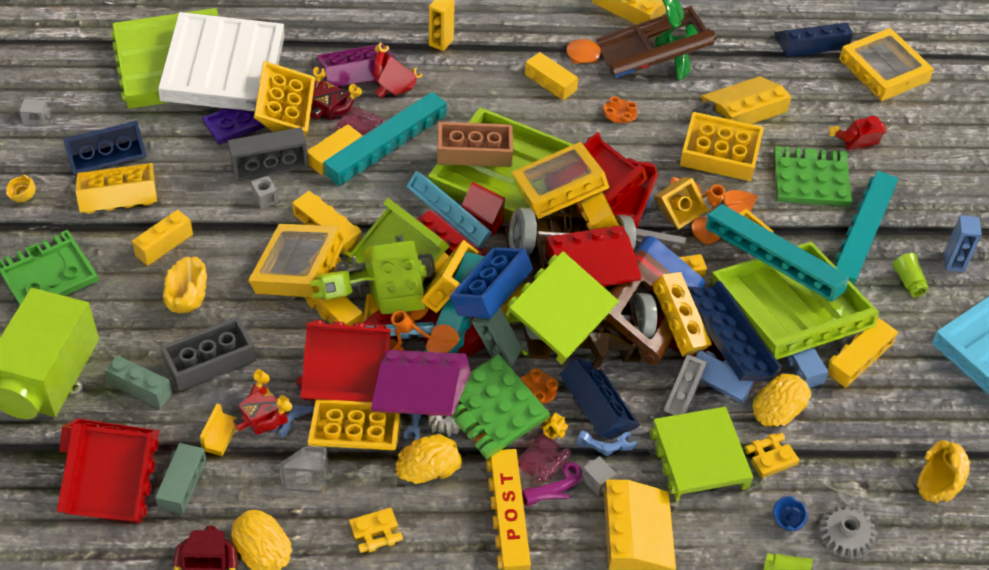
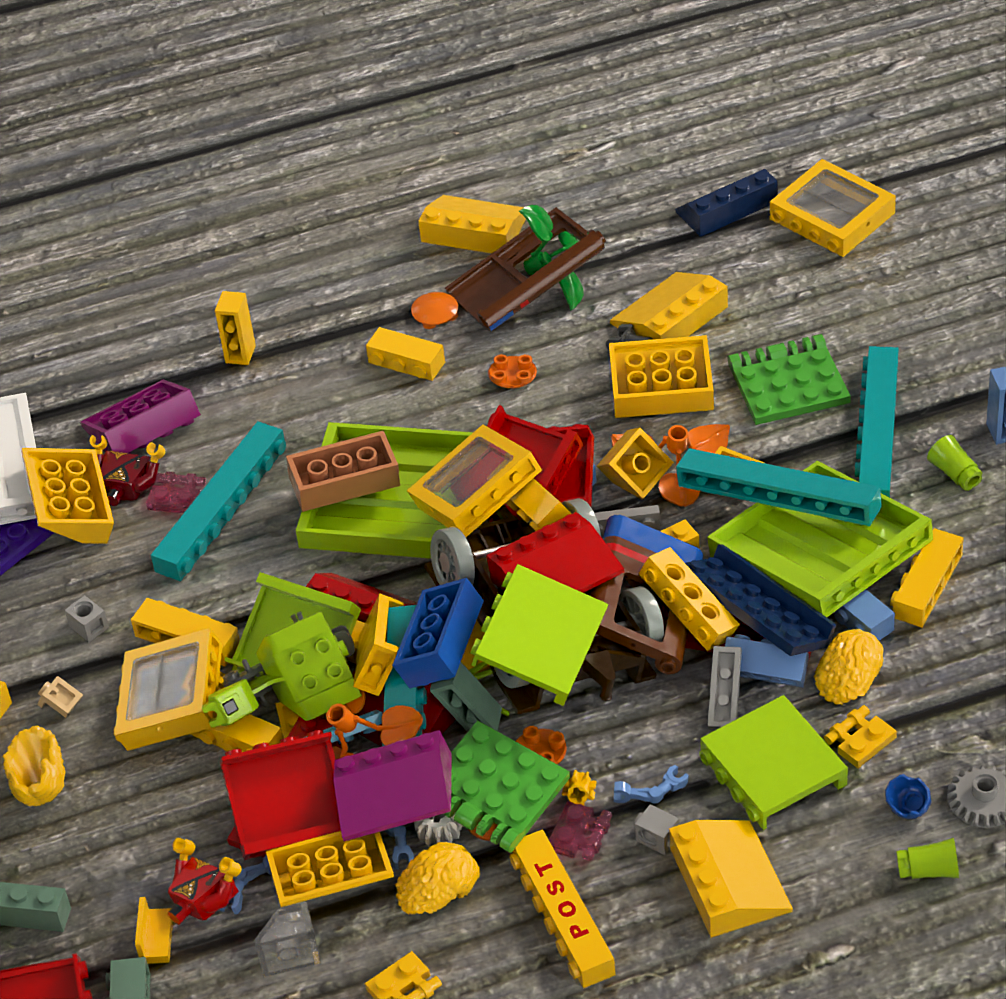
camera: 10 degrees left, 5 degrees down
(208, 353) = (100, 841): dark grey brick -> none
(224, 240) = (59, 696): none -> tan bracket
(268, 154) = (73, 568): dark grey brick -> none
(331, 146) = (150, 533): yellow brick -> none
(392, 74) = (195, 414): torso -> none
(449, 209) = (340, 564): medium azure plate -> none
(485, 206) = (384, 551): slope -> none
(553, 490) = (607, 864): magenta plant -> none
(598, 399) = (621, 738): dark blue slope -> none
(861, 133) = (831, 305): red torso -> none

